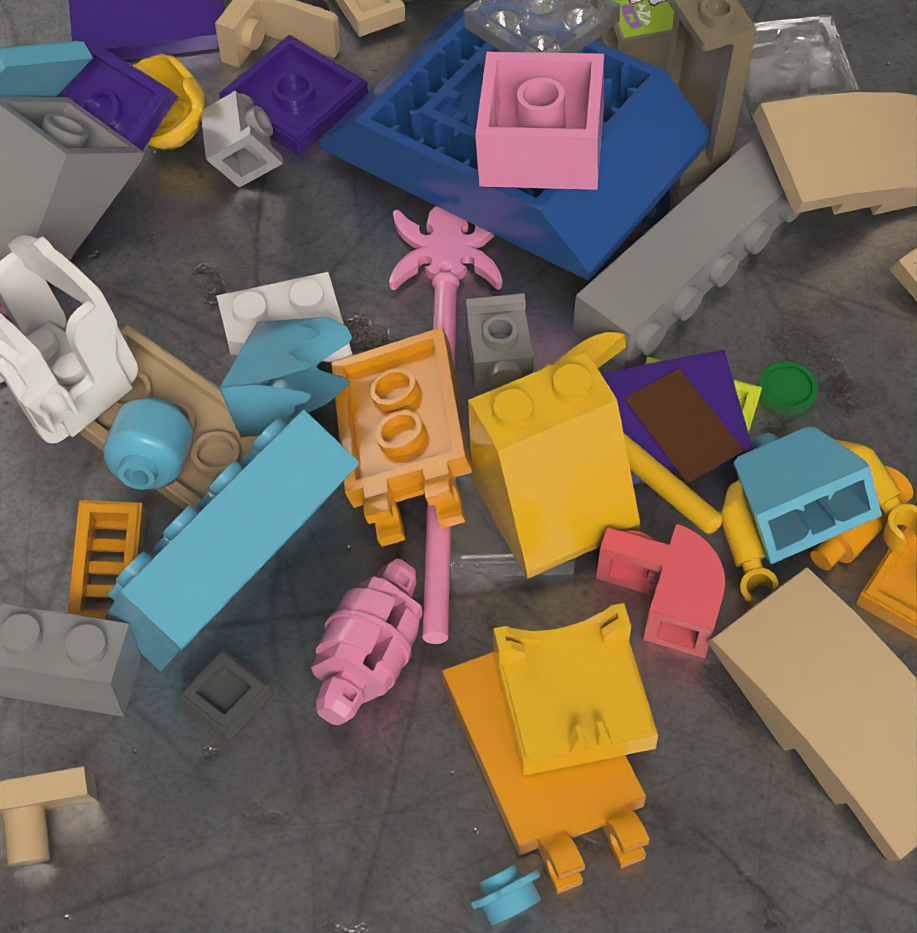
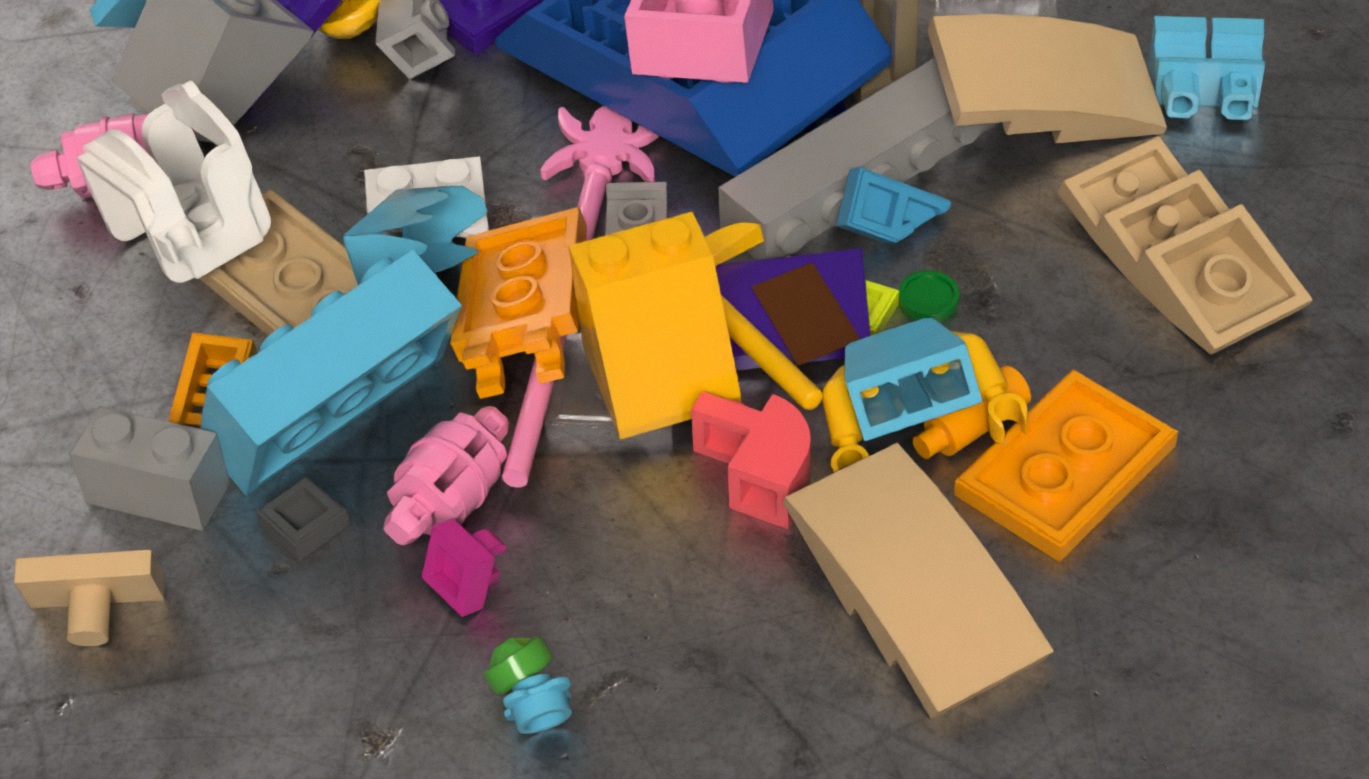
camera: 10 degrees right, 10 degrees down
(148, 443) = (267, 287): medium azure head -> none
(399, 741) = (461, 565): none -> dark pink tile
(477, 851) = (515, 661): none -> bright green tile
(551, 805) = (608, 592): light orange tile -> none
(573, 692) = (638, 533): yellow piece -> none
(733, 299) = (885, 207): none -> dark azure tile

